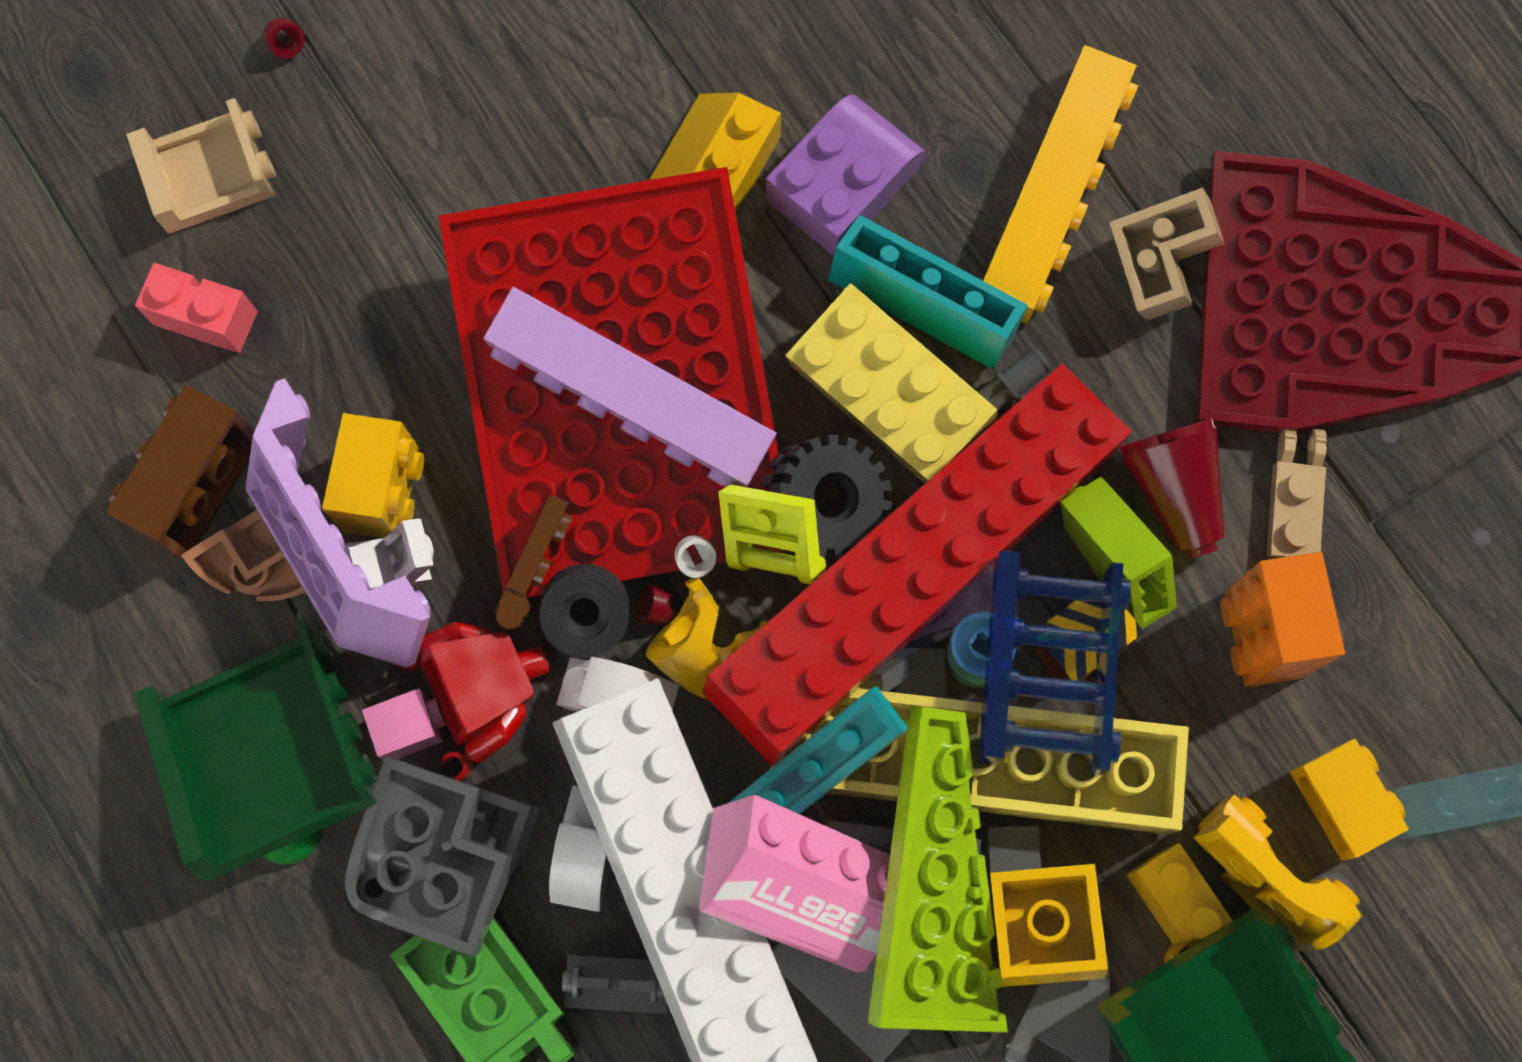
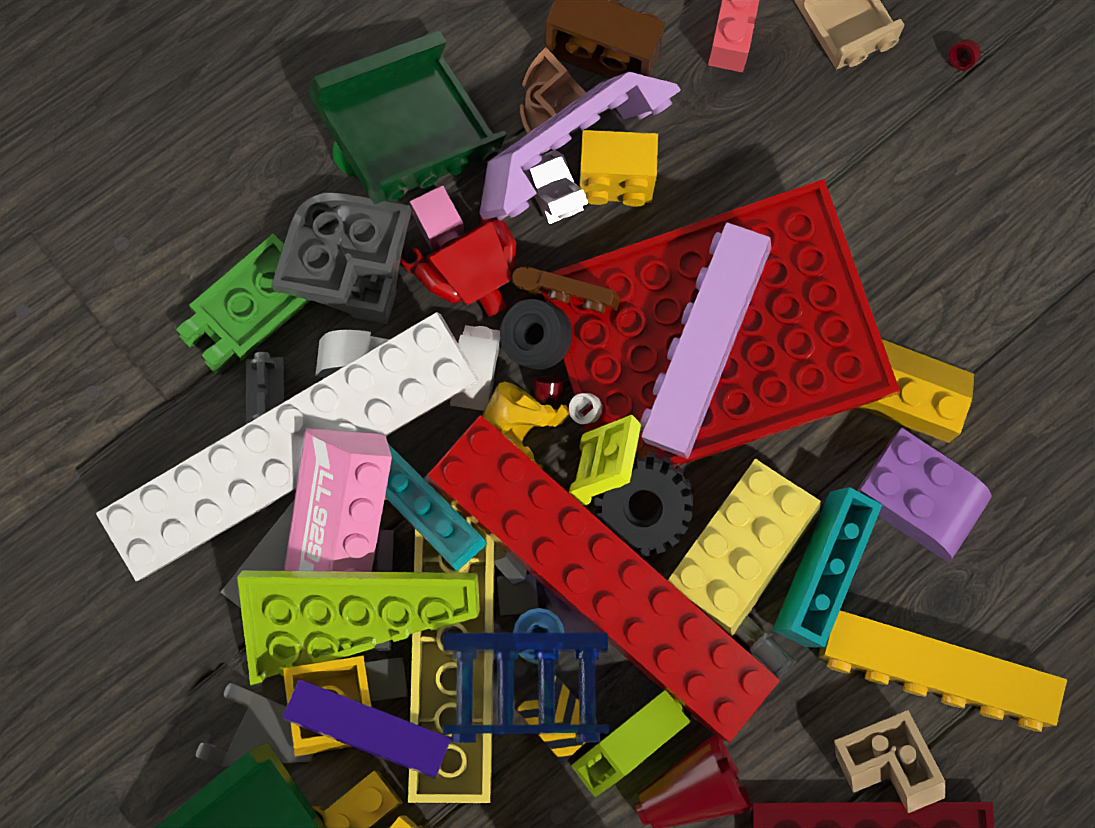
camera: 80 degrees right, 0 degrees up
(1089, 872) = (367, 729): none -> dark purple tile

